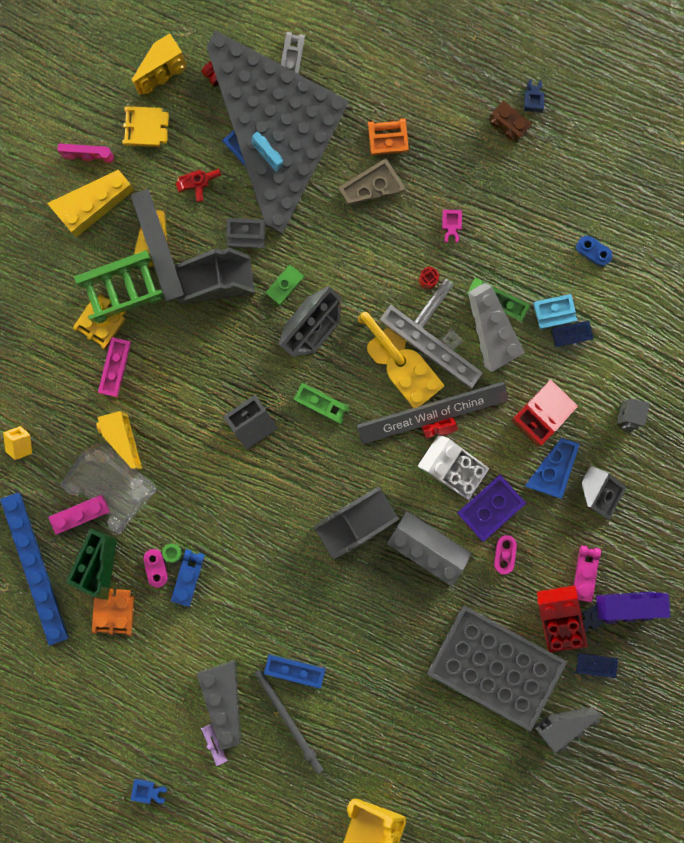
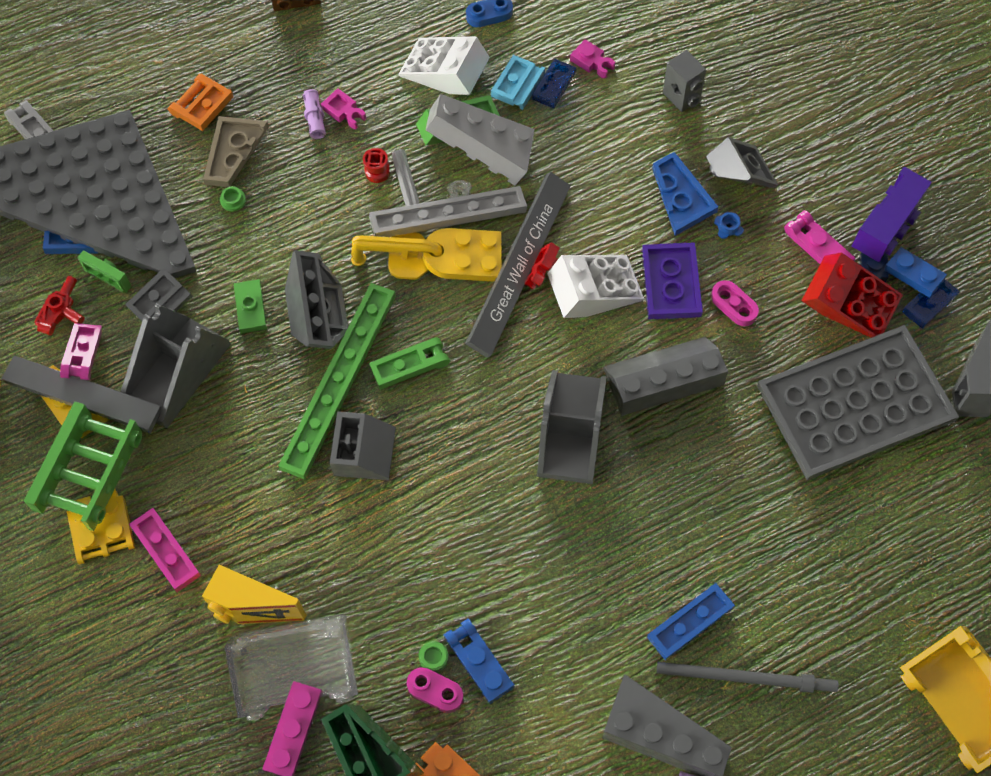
camera: 50 degrees left, 20 degrees down
(17, 443) = (142, 734): yellow panel -> none
(181, 221) = (81, 351): none -> dark pink plate
(239, 186) = (105, 271): none -> bright green plate
(268, 153) = (99, 206): medium azure plate -> none
(280, 373) = (337, 381): none -> bright green plate
(341, 214) = (232, 199): none -> bright green plate
(434, 210) = (314, 114): none -> lavender pin
(532, 257) = (446, 63): none -> white slope
(544, 413) = (614, 164): slope -> none
(561, 512) = (728, 219): none -> blue plate
(607, 645) = (915, 272): none -> blue plate
(610, 339) = (589, 57): none -> dark pink plate

